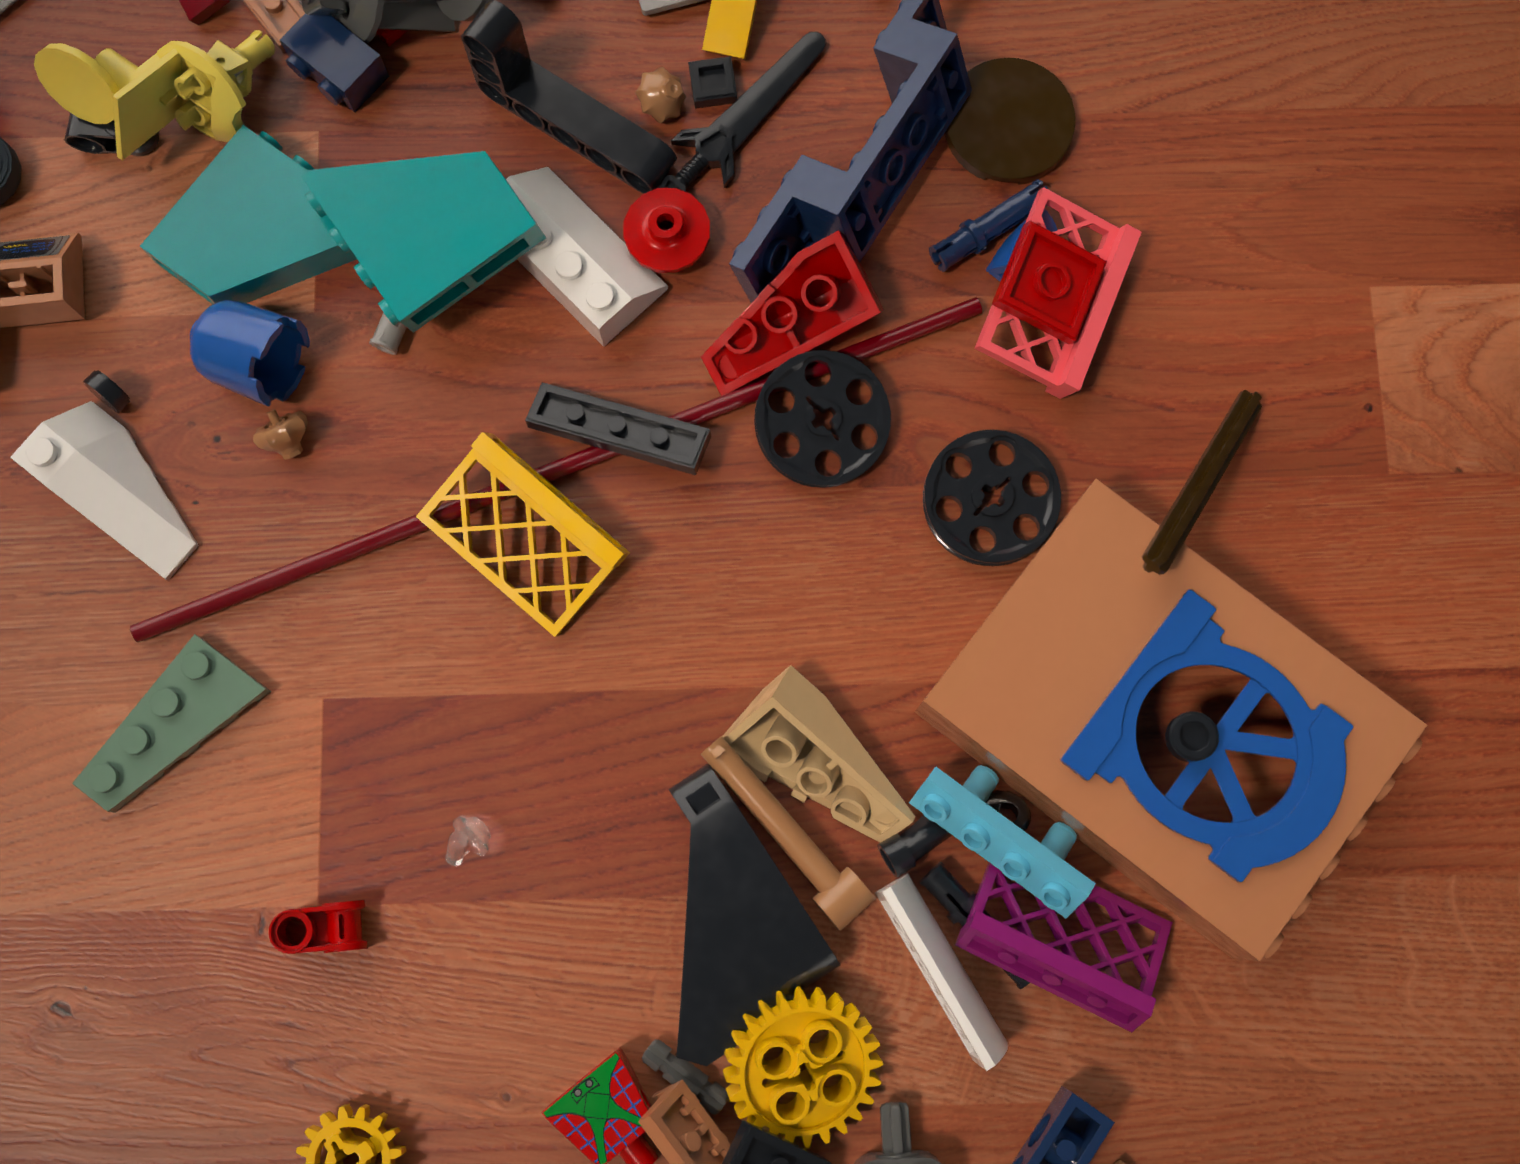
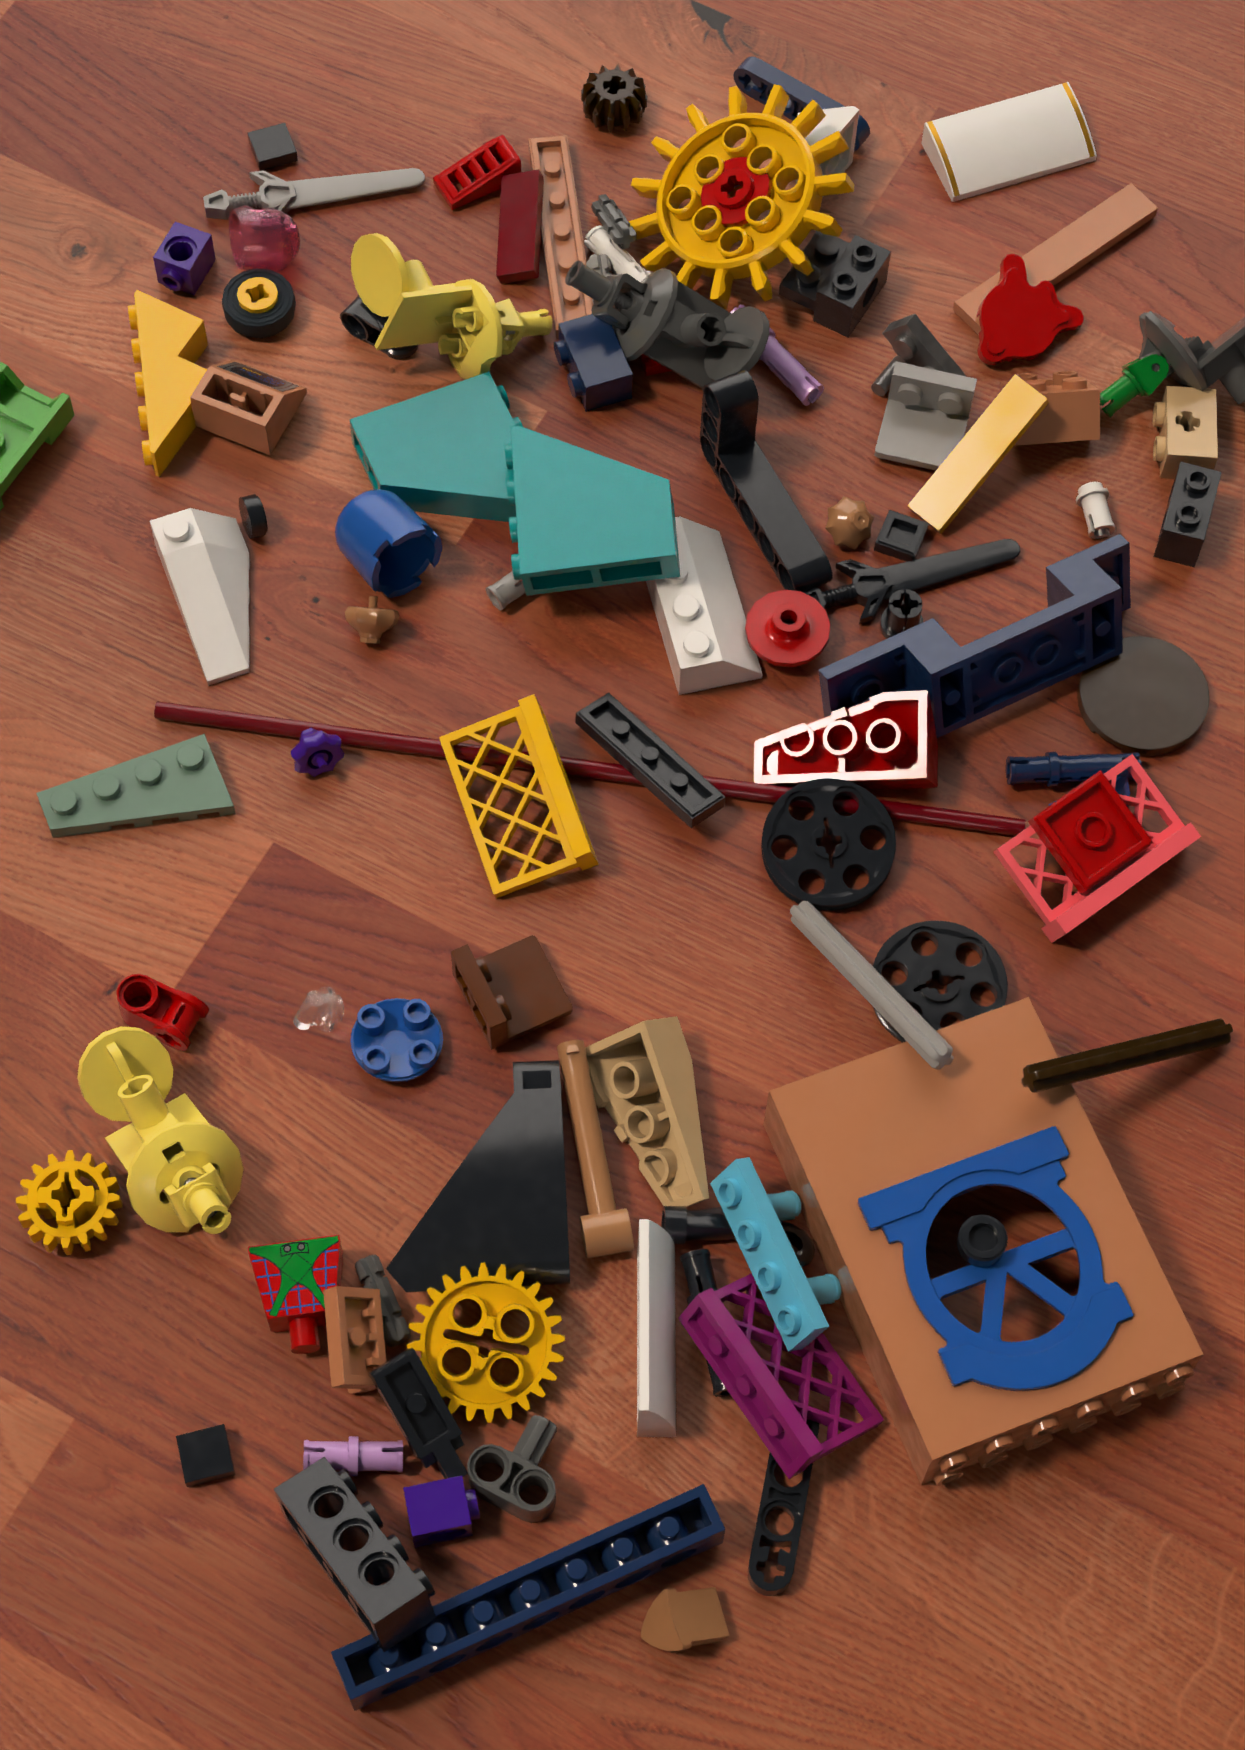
camera: 30 degrees right, 15 degrees down
(310, 593) = (316, 752): none -> dark purple piece
(400, 1055) = (167, 1144): none -> light yellow piece
(551, 826) = (396, 1039): none -> blue dish
(625, 719) = (510, 990): none -> reddish brown bracket
(754, 165) = (900, 610): none -> black bush
(950, 542) = (872, 985): none -> light grey axle
(1120, 1050) = (791, 1501): none -> black beam

